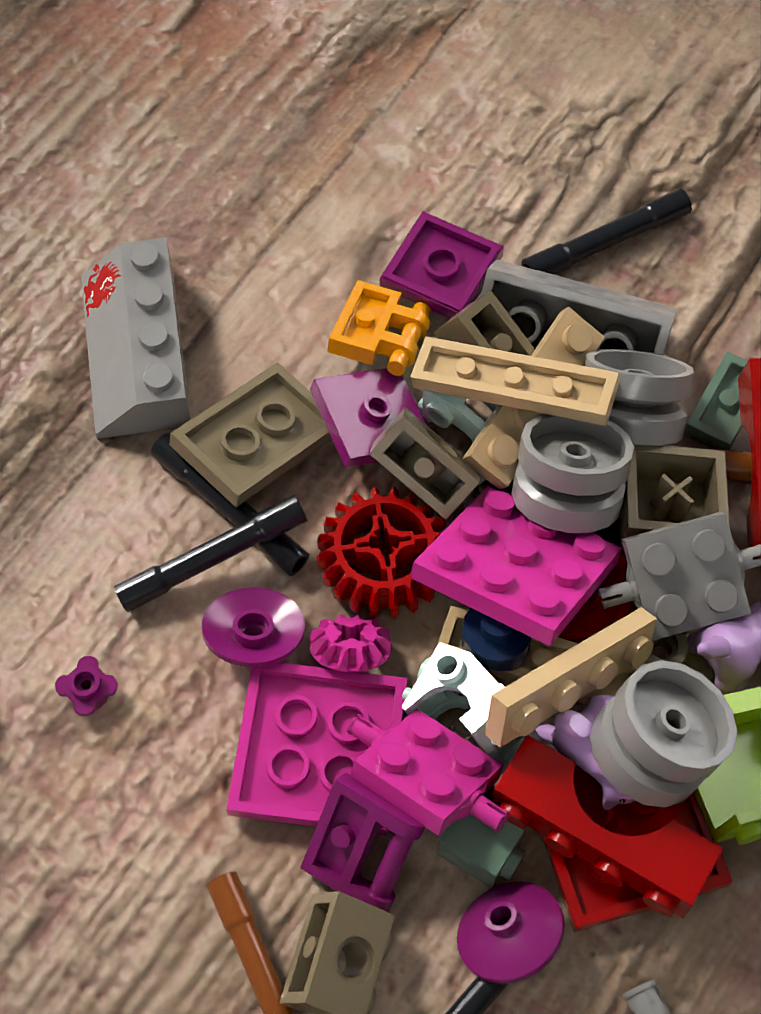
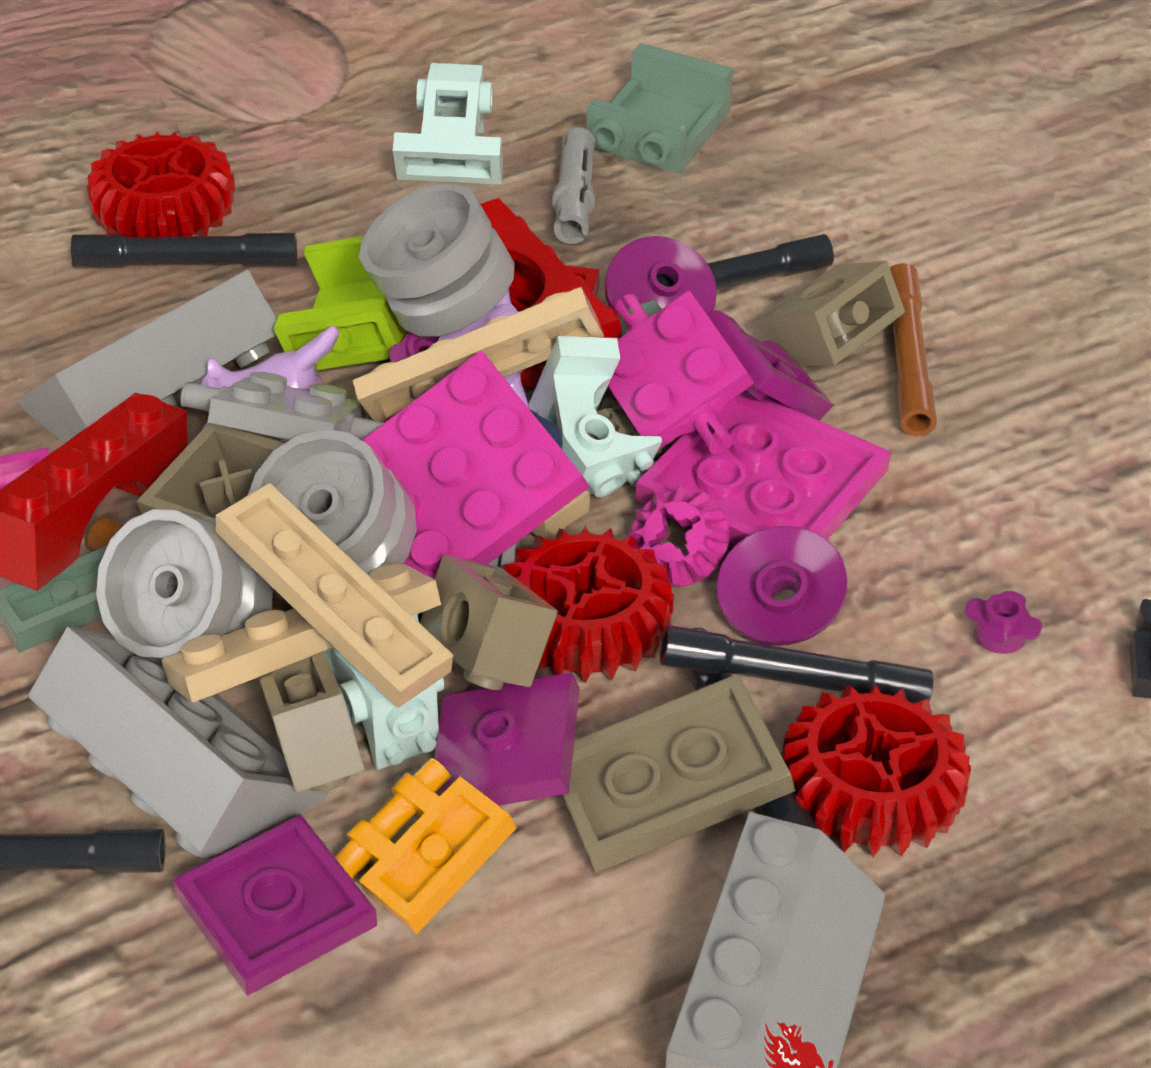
camera: 155 degrees left, 20 degrees down
(139, 479) = (877, 769): none -> red gear

